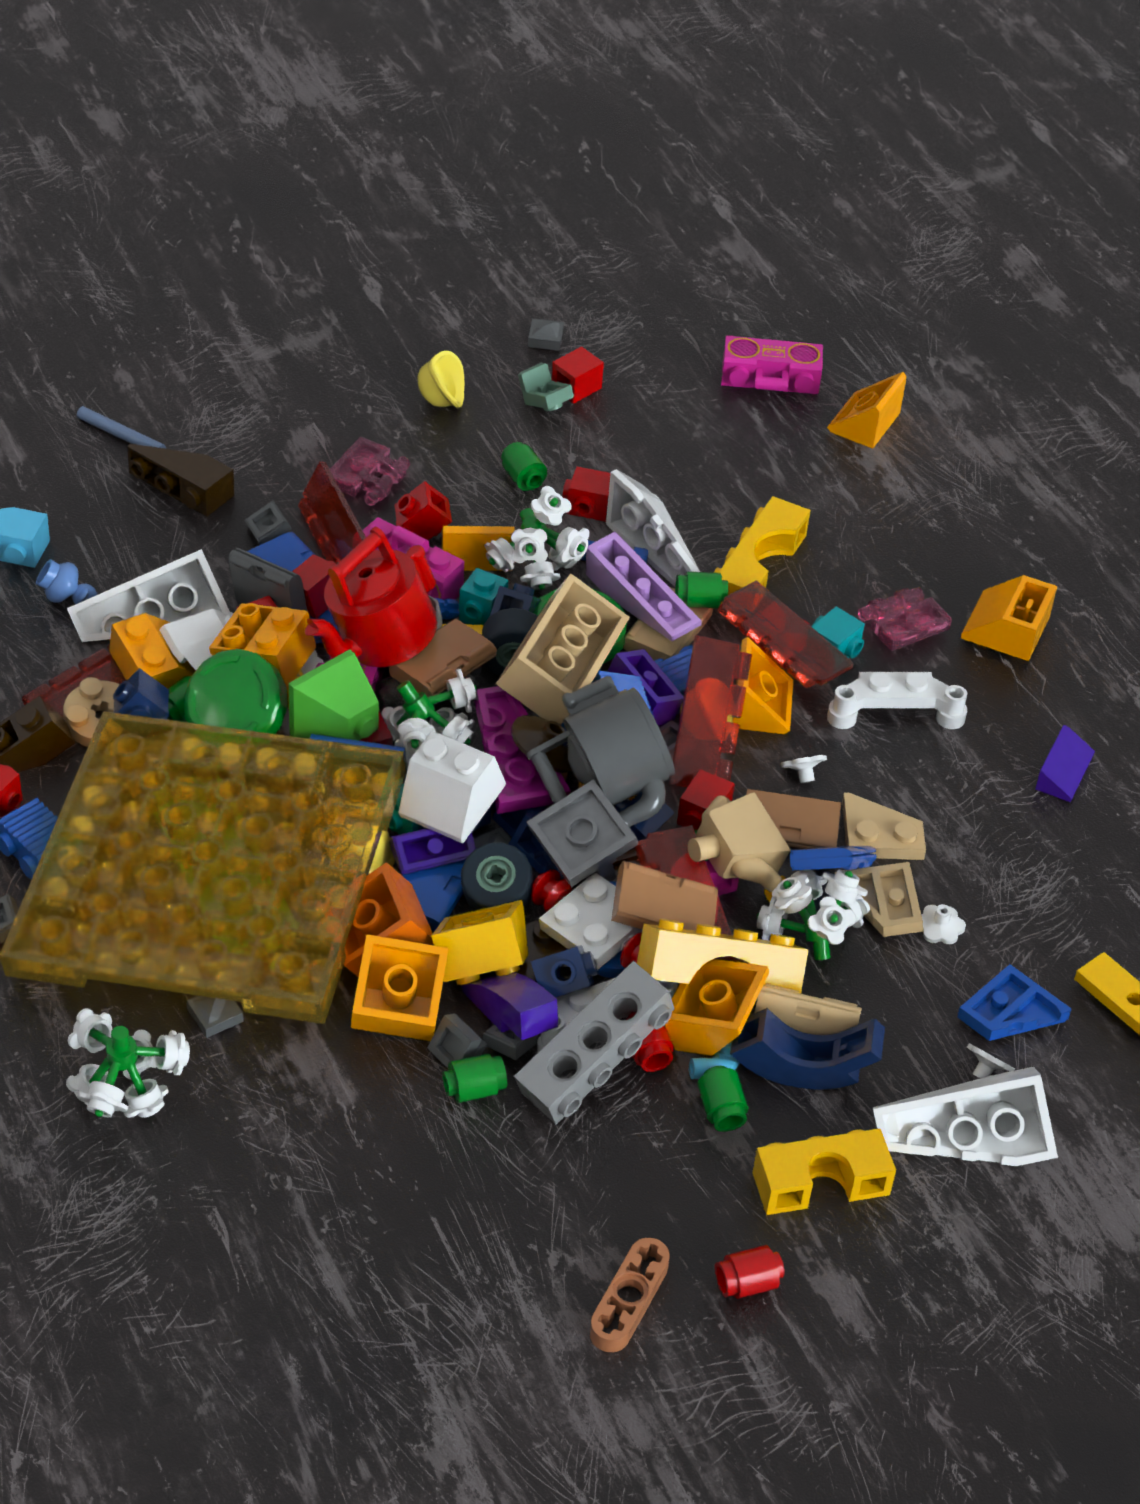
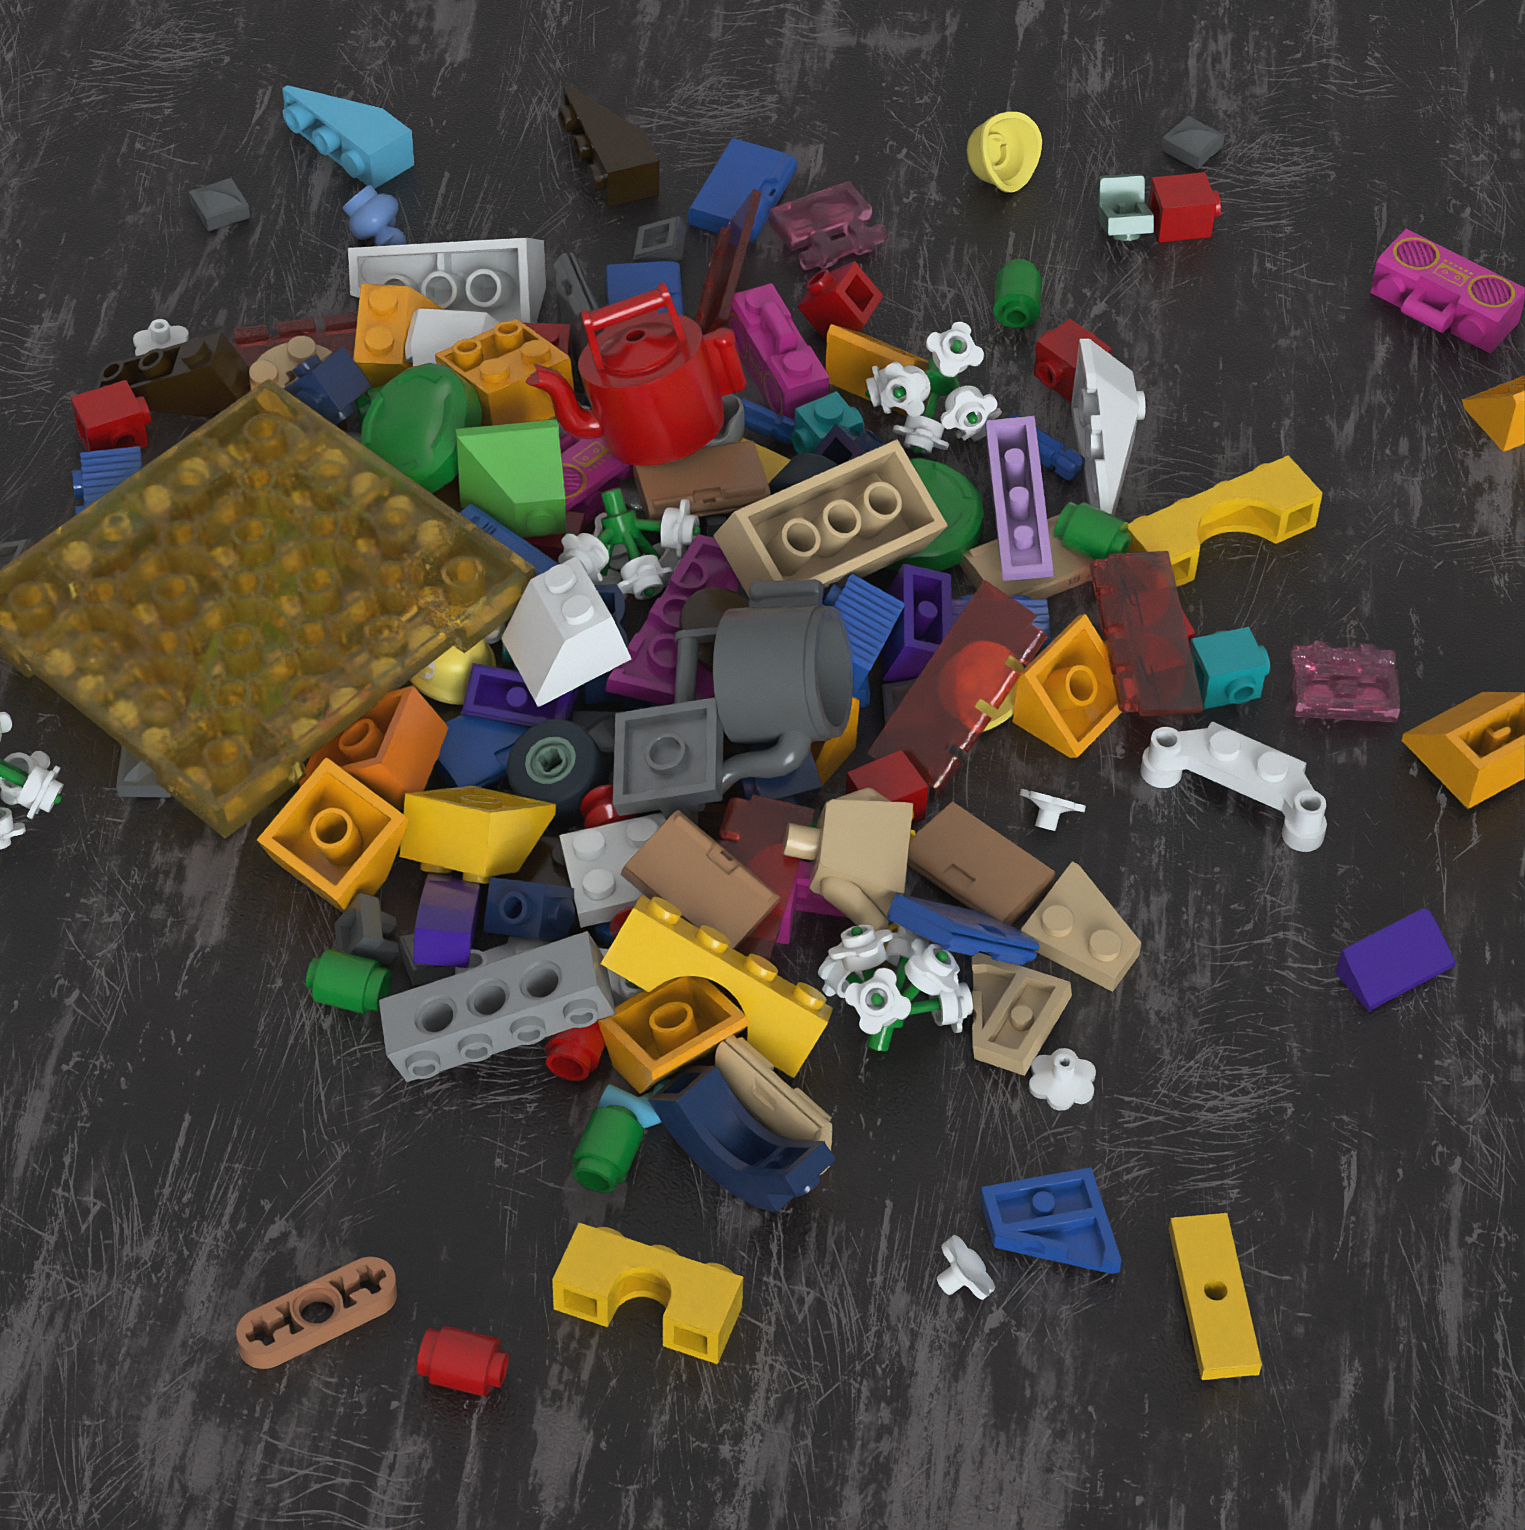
camera: 35 degrees right, 5 degrees up
(115, 428) = (590, 68): sand blue bar -> none
(287, 467) = (733, 178): none -> blue piece
(983, 1119) = (894, 1334): white wedge -> none

